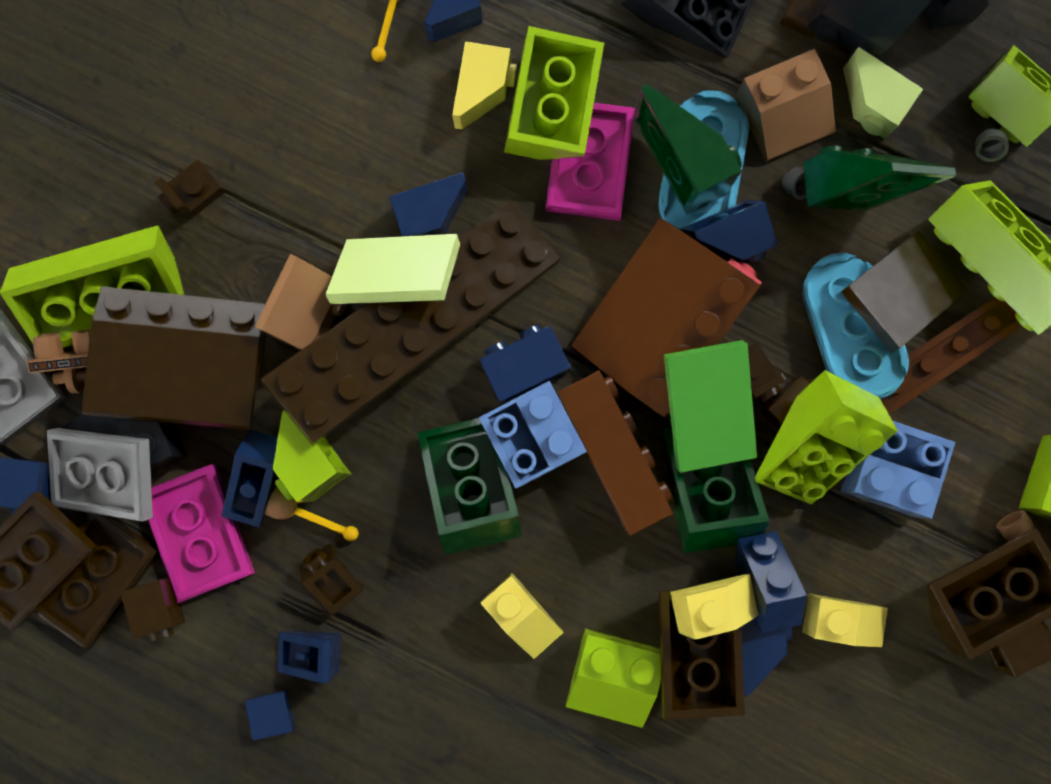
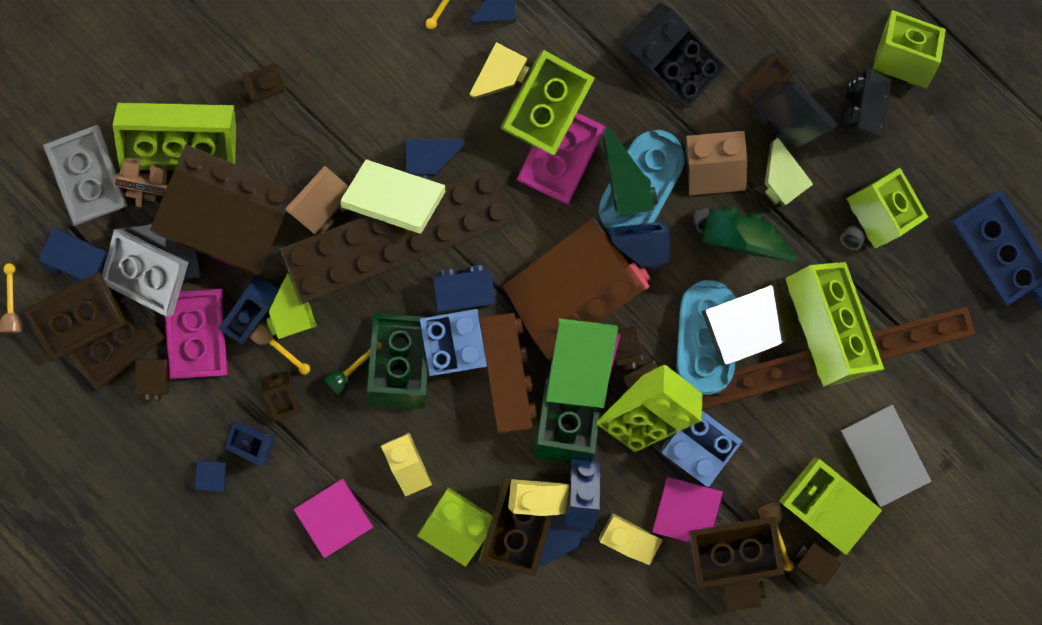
camera: 10 degrees right, 5 degrees up
(399, 533) = (338, 380): none -> dark green hinge
(448, 719) = (333, 518): none -> dark pink tile
(903, 558) = (685, 508): none -> dark pink tile

